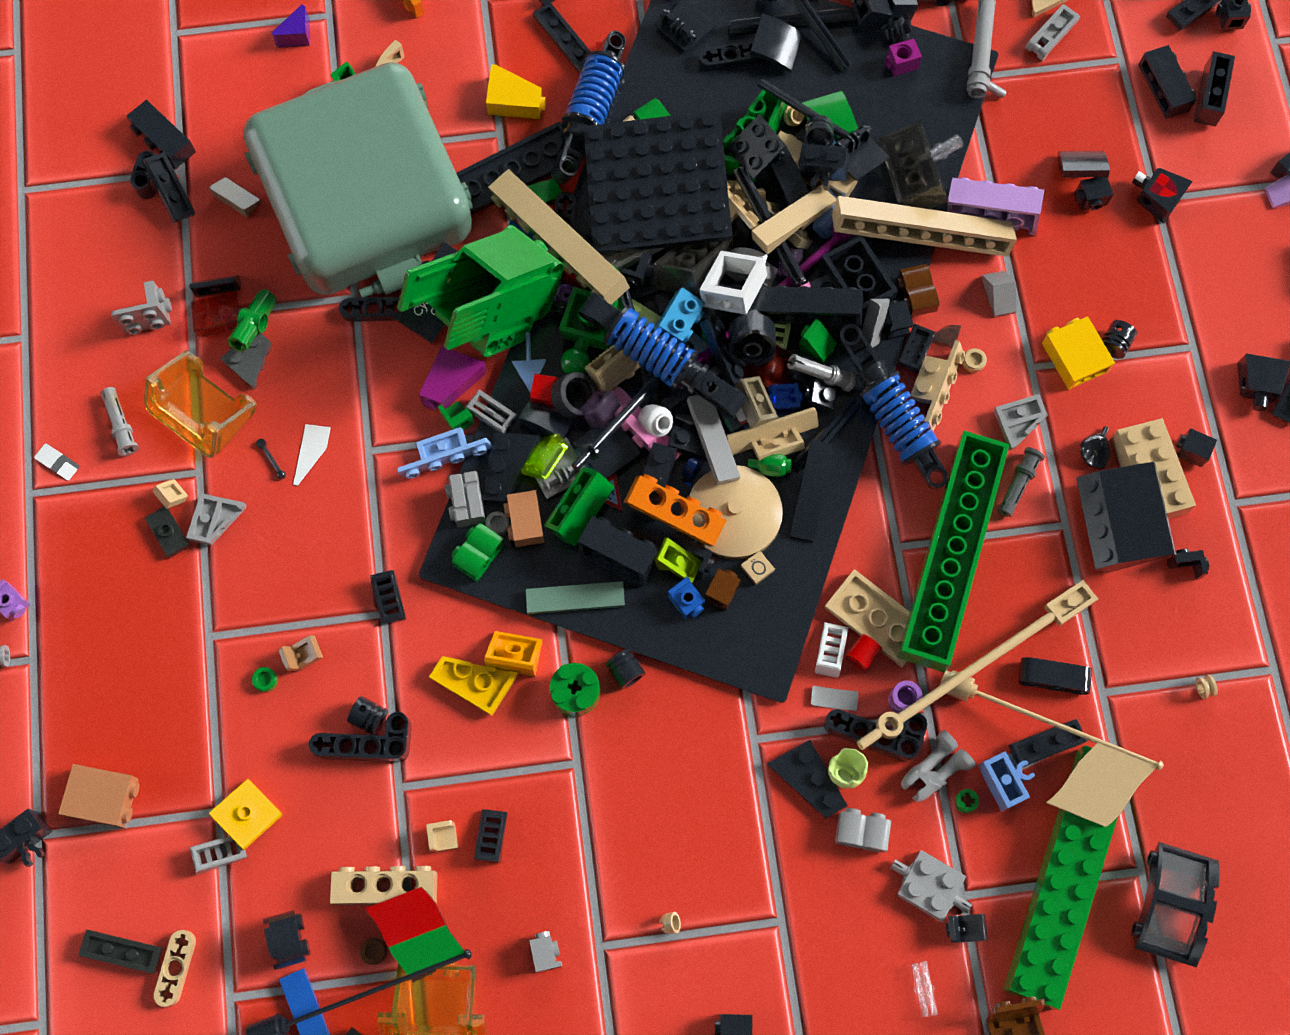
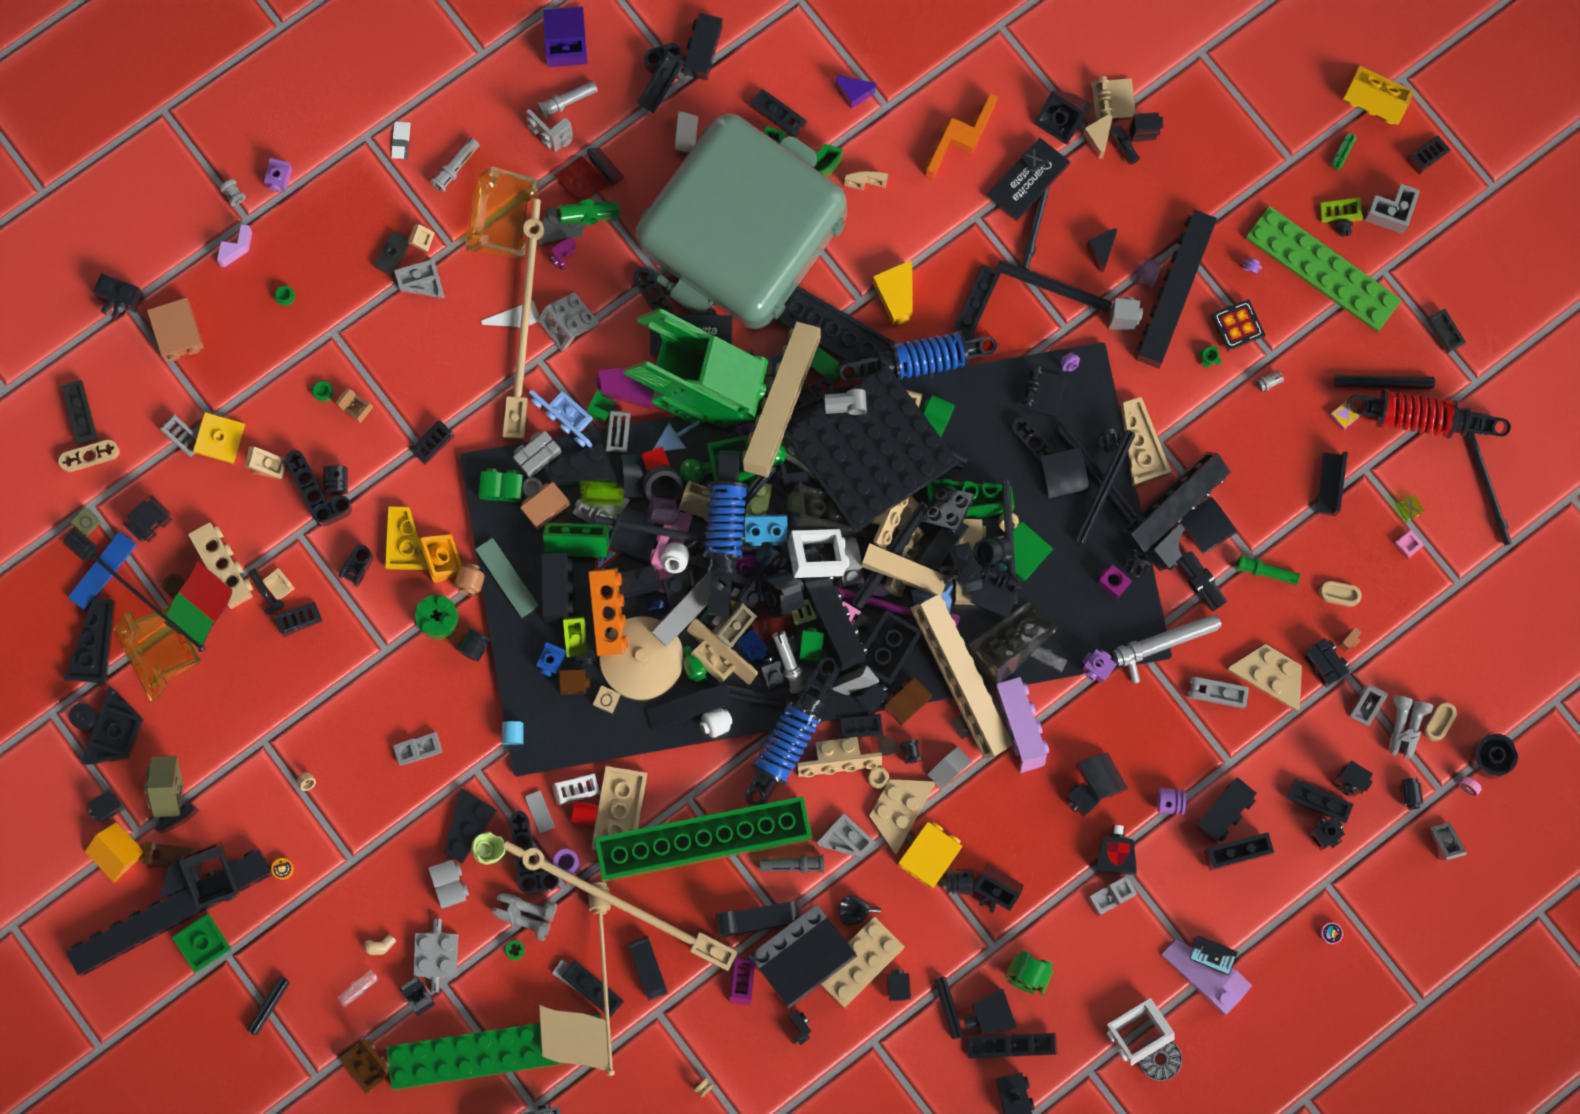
camera: 55 degrees right, 5 degrees up
(55, 690) = (231, 251): none -> lavender slope
(64, 250) = (565, 37): none -> dark purple slope
(124, 292) = (558, 103): none -> light grey pin
(138, 663) = (284, 295): none -> green plate
(245, 1012) = (85, 522): none -> olive tile
(261, 443) = (499, 278): black hinge -> none
(266, 101) = (777, 113): none -> black plate
(275, 367) = (564, 249): none -> magenta bracket
(303, 779) = (265, 463): none -> tan slope
(347, 402) = (566, 320): none -> light grey bracket
(402, 495) = (517, 406): none -> tan bar
(435, 857) = (273, 607): none -> black piece
(471, 744) = (356, 566): none -> black piece
(544, 952) = (236, 703): light grey brick -> none
(555, 636) = (469, 580): none -> nougat head
(603, 170) = (852, 402): none -> light grey piece
(701, 786) = (418, 749): none -> light grey slope
(740, 679) = (512, 733): none -> medium azure brick
(751, 1001) = (282, 868): none -> tile
(841, 474) = (715, 722): none -> white head
(892, 941) = (379, 948): none -> tan arm
(963, 260) = (960, 726): none -> clear smoke tile
(966, 316) = (908, 746): none -> black bush
(977, 109) = (1100, 673): none -> medium lavender brick
(1005, 780) = (542, 968): medium blue brick -> none
(1016, 359) = (899, 808): none -> tan wing
(1053, 564) = (756, 919): none -> black beam
(1117, 604) = (742, 998): none -> magenta slope
(1137, 118) = (1171, 801): none -> medium lavender piece
(1144, 307) = (998, 888): none -> black brick
(1197, 215) = (1112, 896): none -> light grey slope
(1235, 416) = (948, 1007): none -> black axle
(1242, 323) = (1029, 973): none -> green brick

